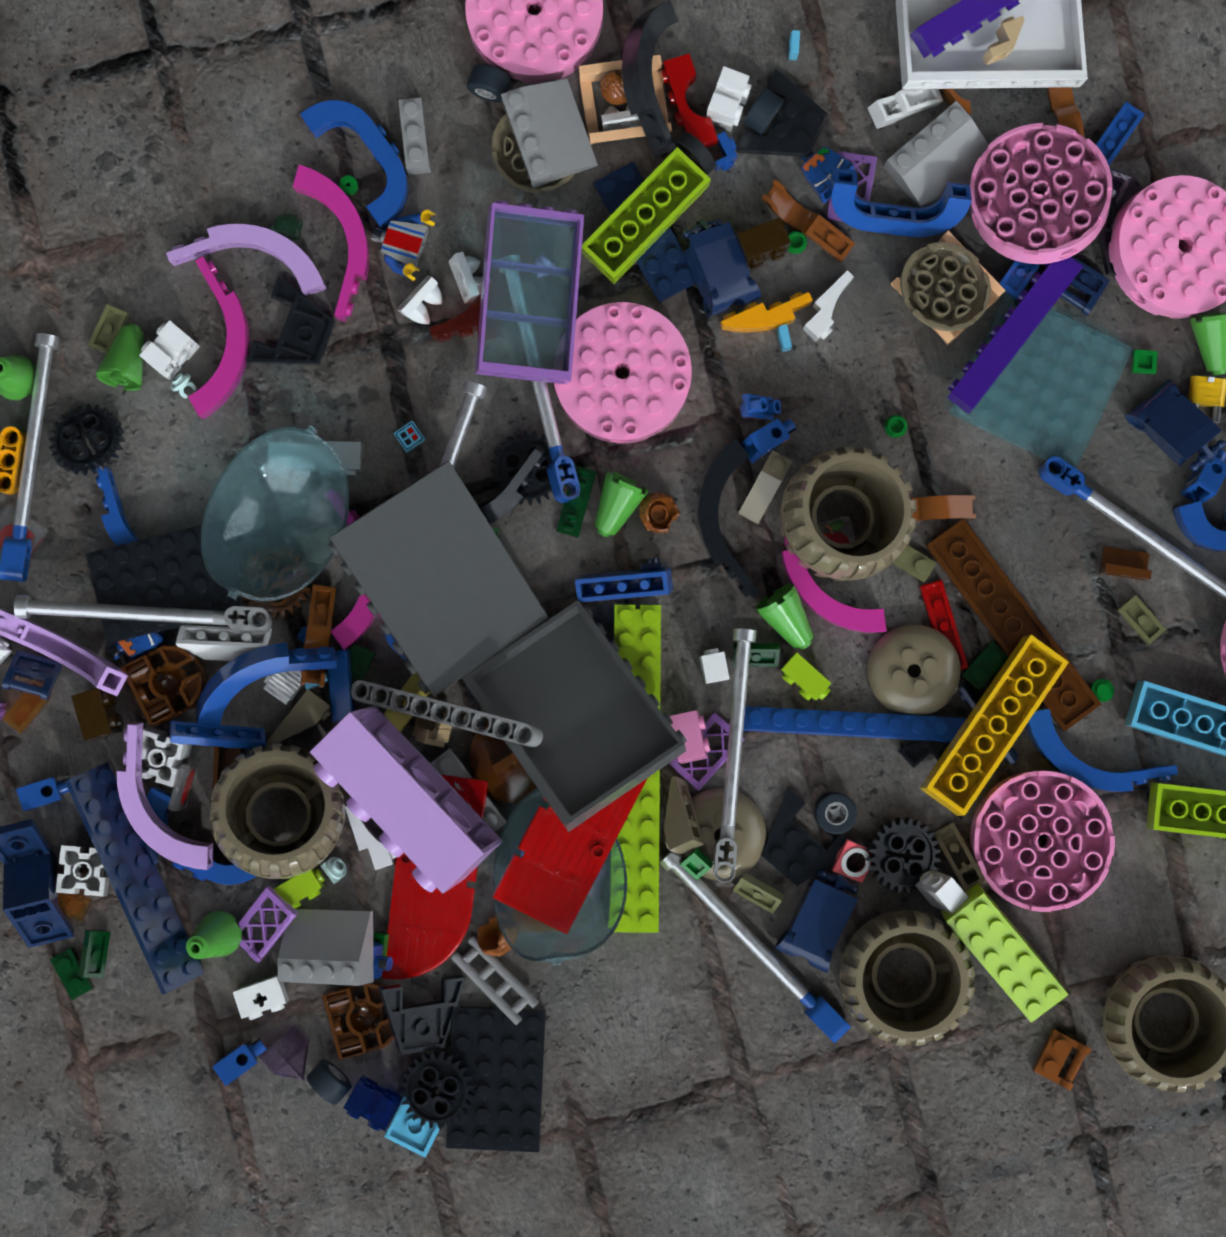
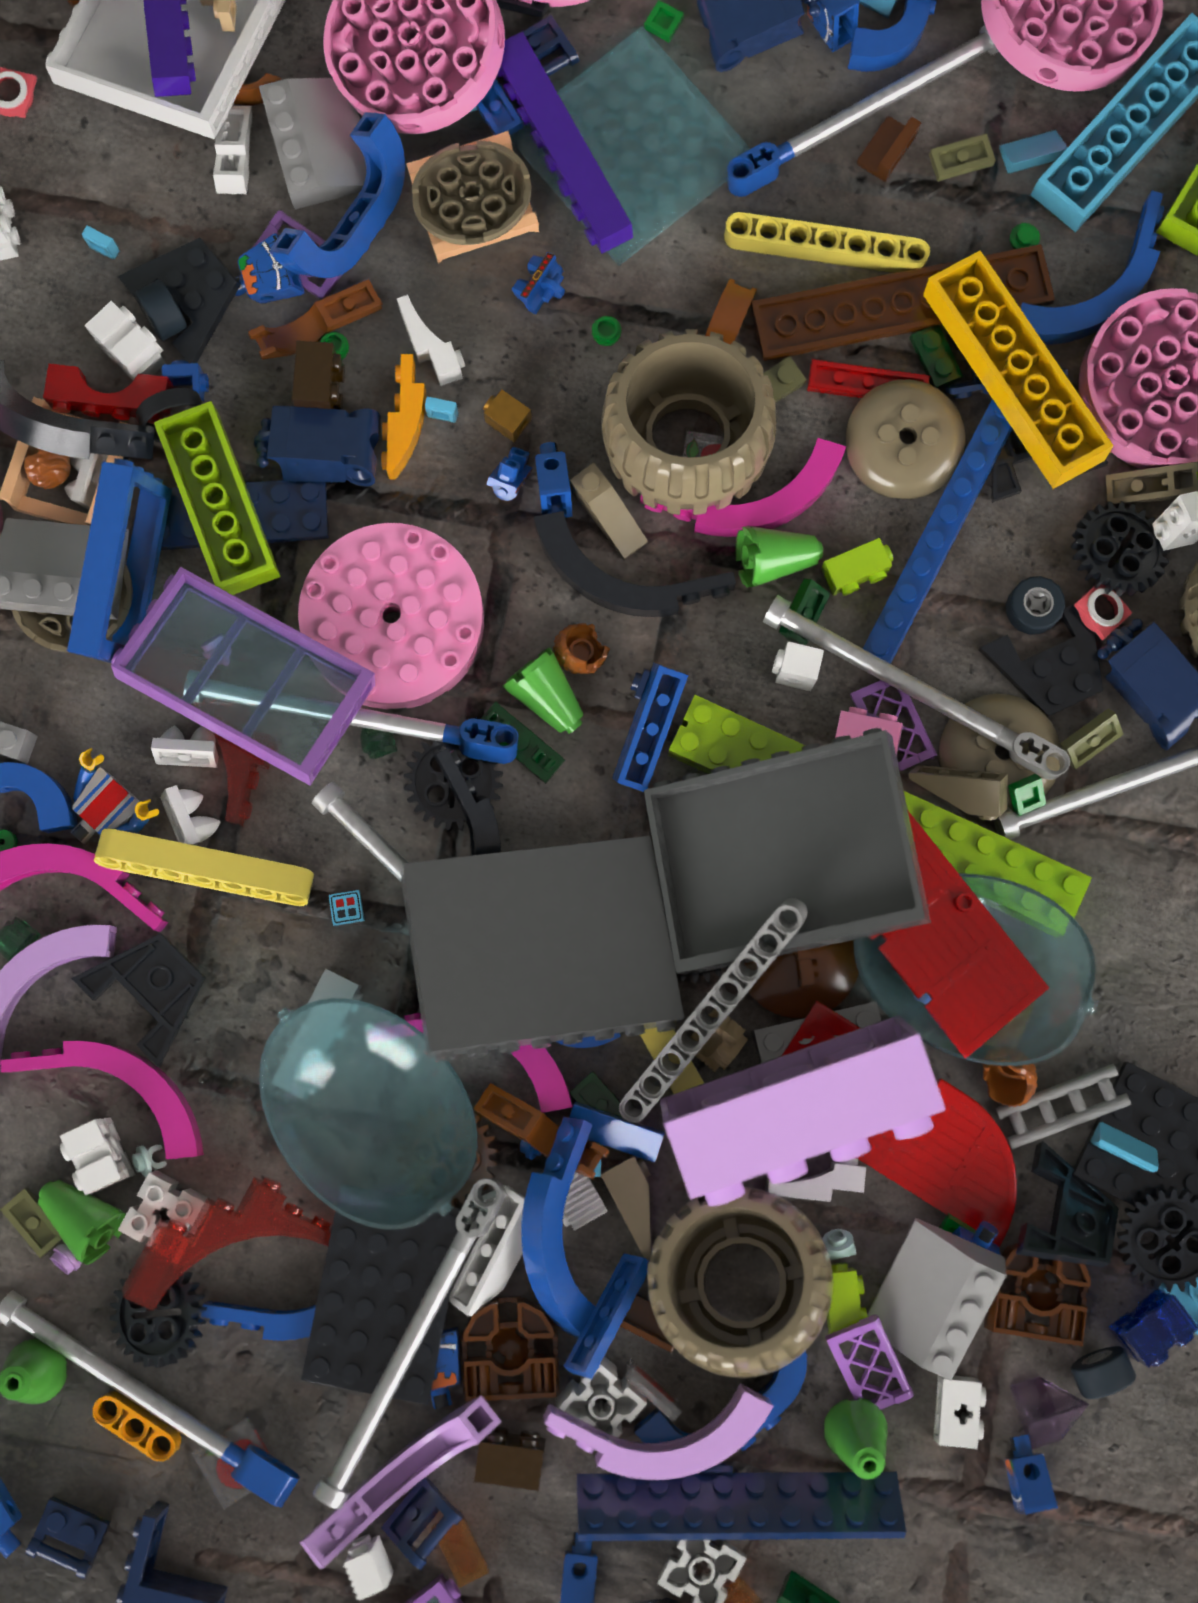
camera: 65 degrees left, 5 degrees down
(94, 361) = (64, 1259): none -> lavender plate
(159, 451) = (175, 1250): none -> clear red arch
(160, 424) = (157, 1194): none -> white brick
(391, 328) = (204, 867): none -> light yellow beam
(485, 1033) = (1125, 1147): none -> medium azure slope
(529, 404) = (377, 743): none -> clear green piece
(565, 161) = (105, 552): none -> blue window
(801, 385) = (507, 415): none -> pearl gold brick
(908, 366) = (542, 285): none -> blue hips
(1032, 539) = (814, 233): none -> light yellow beam
(1170, 668) = (1032, 151): none -> medium azure slope

